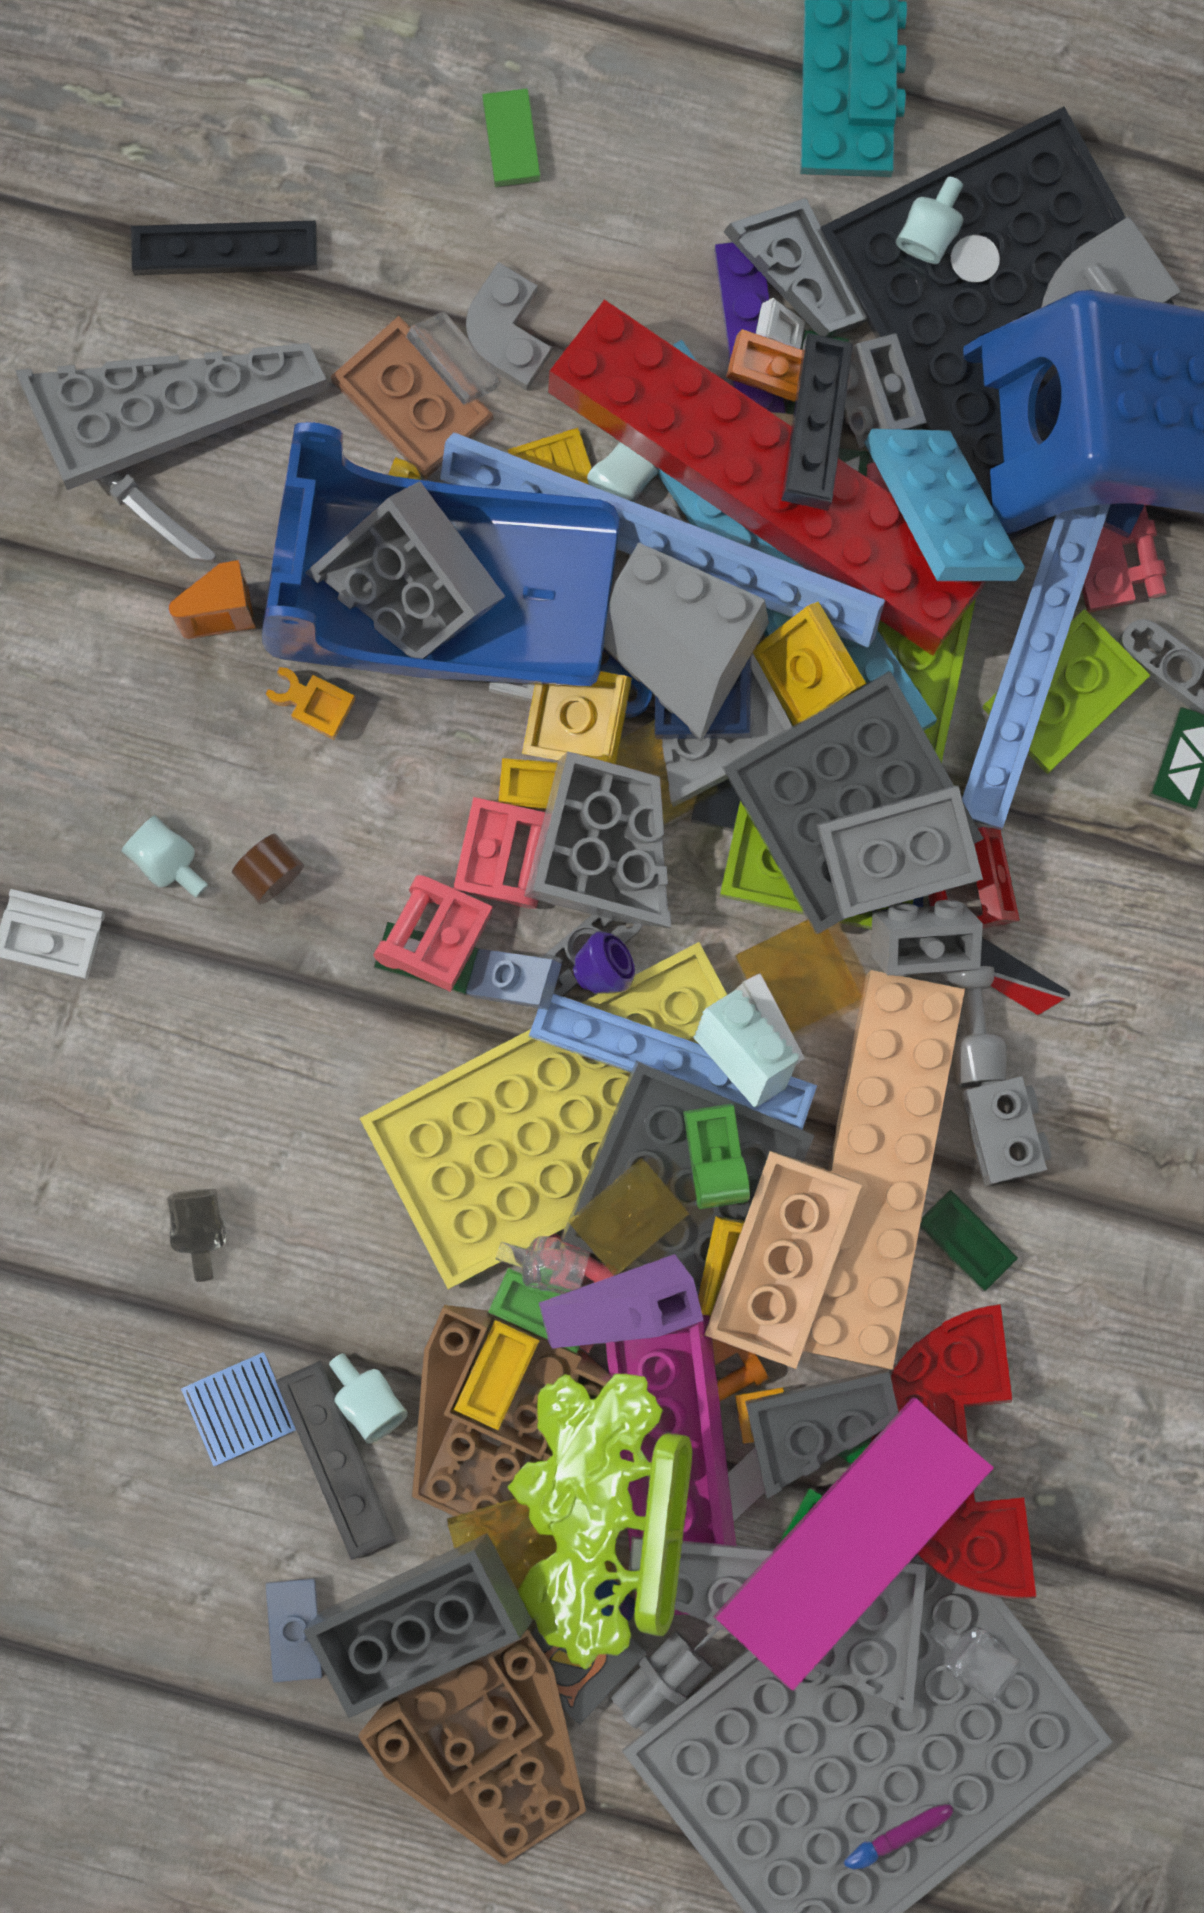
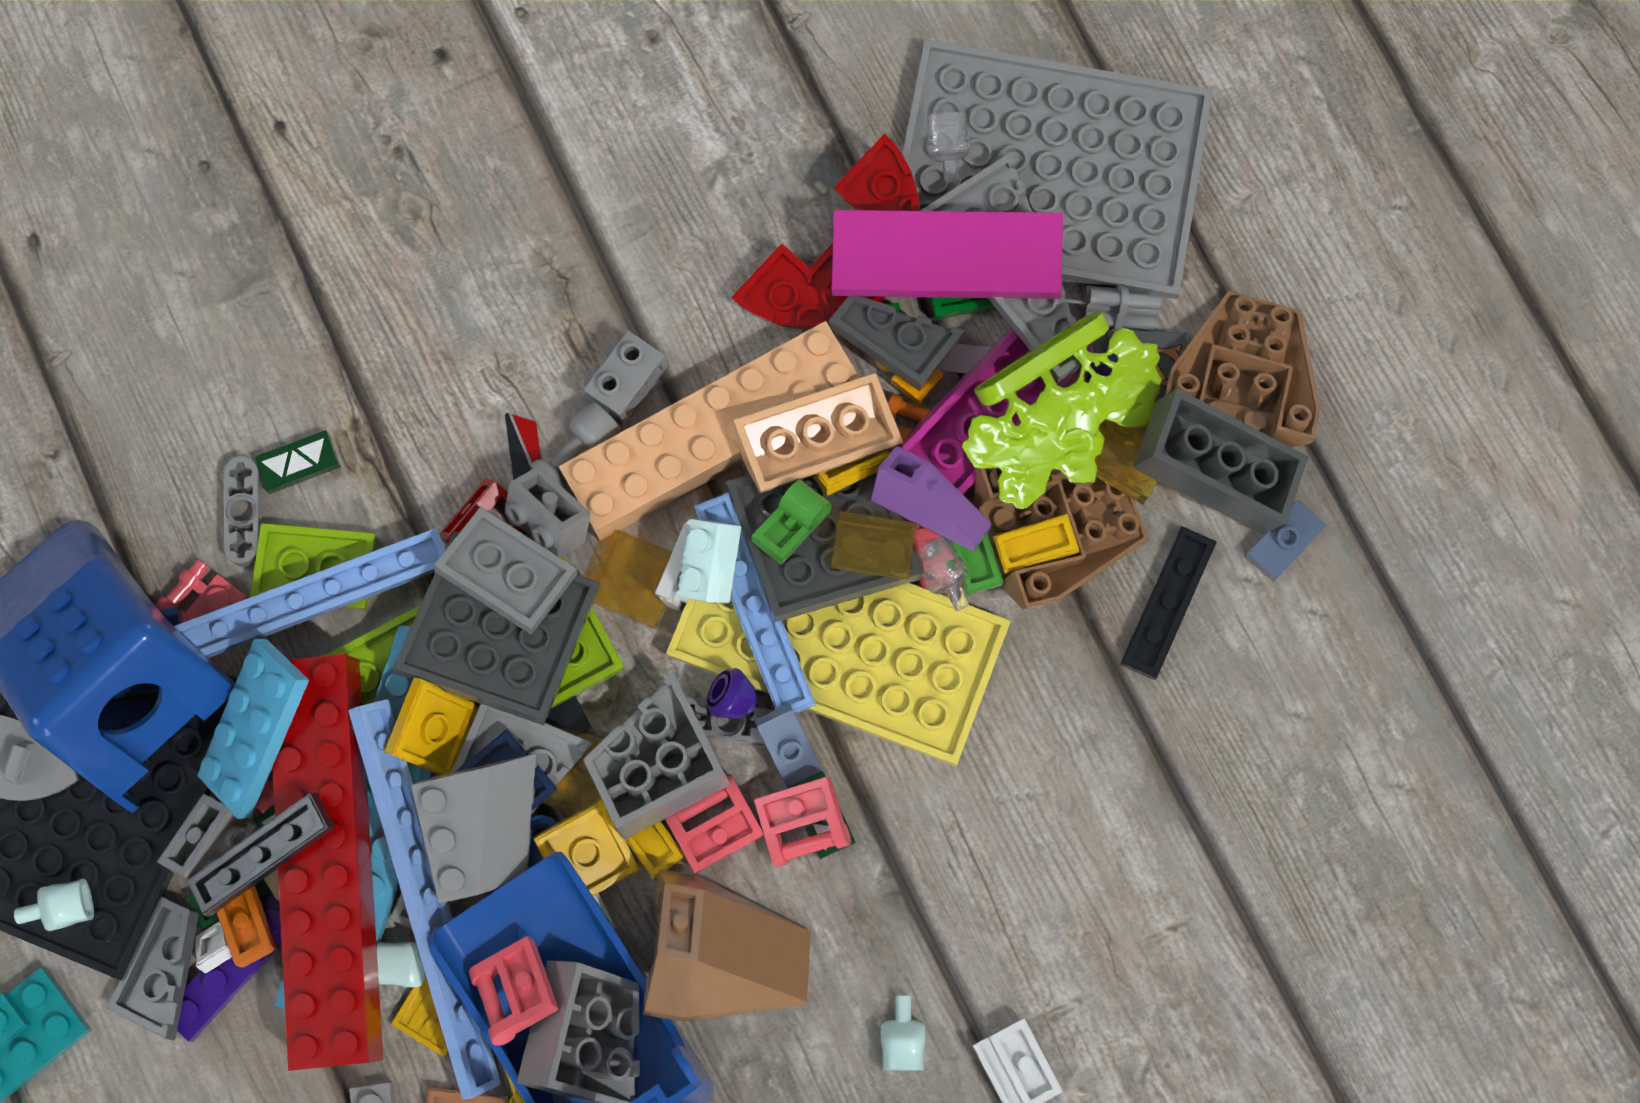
camera: 125 degrees left, 5 degrees down
(196, 1228) = (1111, 807): clear smoke piece -> none
(238, 1409) = (1192, 687): light blue sticker -> none
(267, 868) = (853, 963): reddish brown piece -> none
(318, 704) = (721, 1033): light orange plate -> none
(367, 1400) = (1118, 613): light aqua piece -> none
(378, 757) = (721, 954): none -> medium nougat wedge
(499, 555) = (524, 986): none -> coral plate
(869, 1852) = (1107, 115): magenta piece -> none
(967, 1240) = (709, 348): dark green tile -> none
(975, 258) = (62, 859): white sticker -> none

